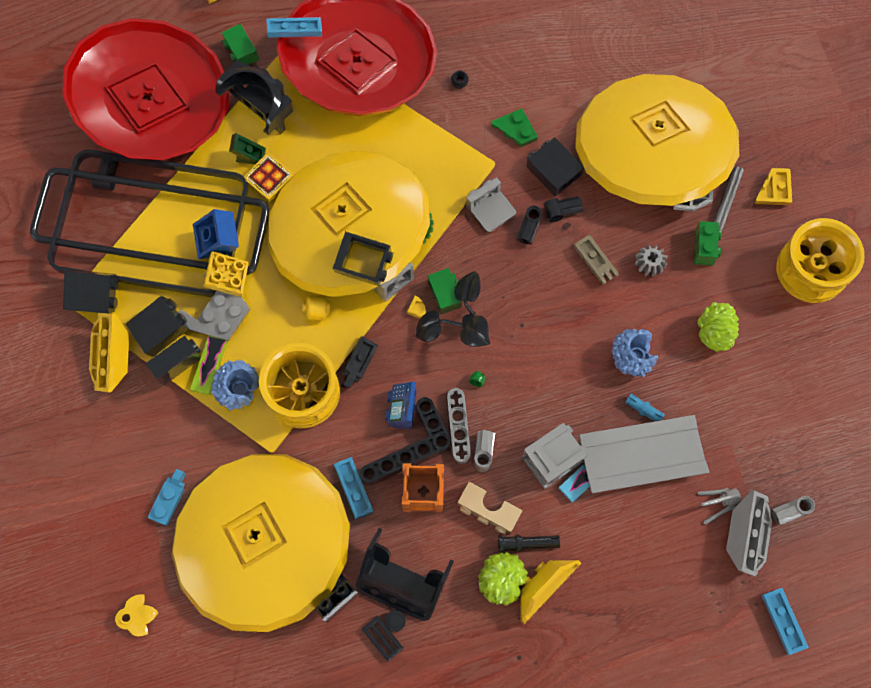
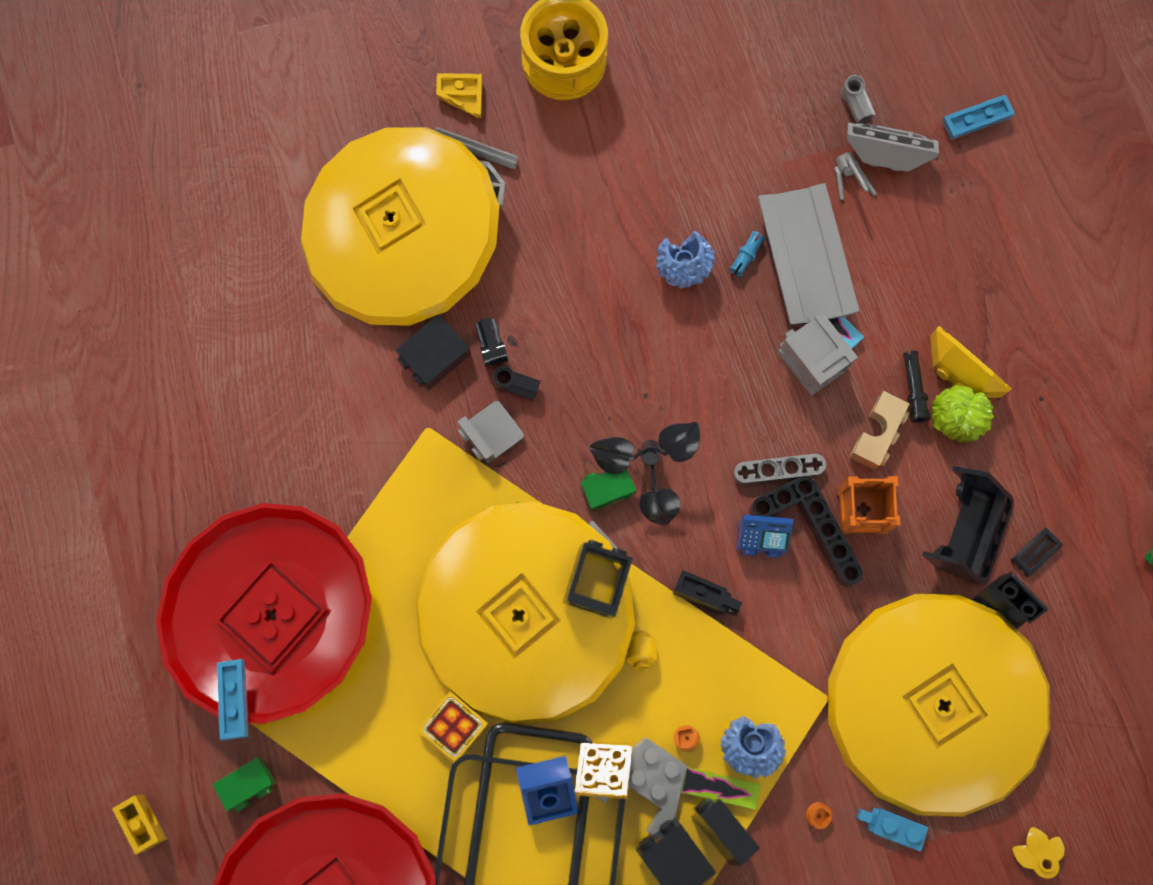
camera: 95 degrees left, 5 degrees up
(182, 440) = (818, 815): none -> orange tile
(246, 150) = (413, 759): dark green slope -> none
(247, 341) = (687, 738): none -> orange tile
(262, 95) = (330, 746): black piece -> none
(286, 360) = (789, 664): yellow wheel -> none
(353, 488) = (863, 594): dark azure tile -> none
(395, 621) = (1016, 537): black plate -> none
(417, 308) = (629, 523): yellow tile -> none
(459, 75) = (296, 470): black plate -> none
(477, 379) = (719, 446): green hinge -> none
(484, 449) = (808, 437): light grey piece -> none
(516, 127) = (373, 401): green wing -> none
(595, 259) = (559, 305): dark tan hinge -> none
(649, 266) = (567, 233): light grey gear -> none
(706, 243) = (537, 173): green brick -> none
(718, 326) = (648, 164): lime hair -> none

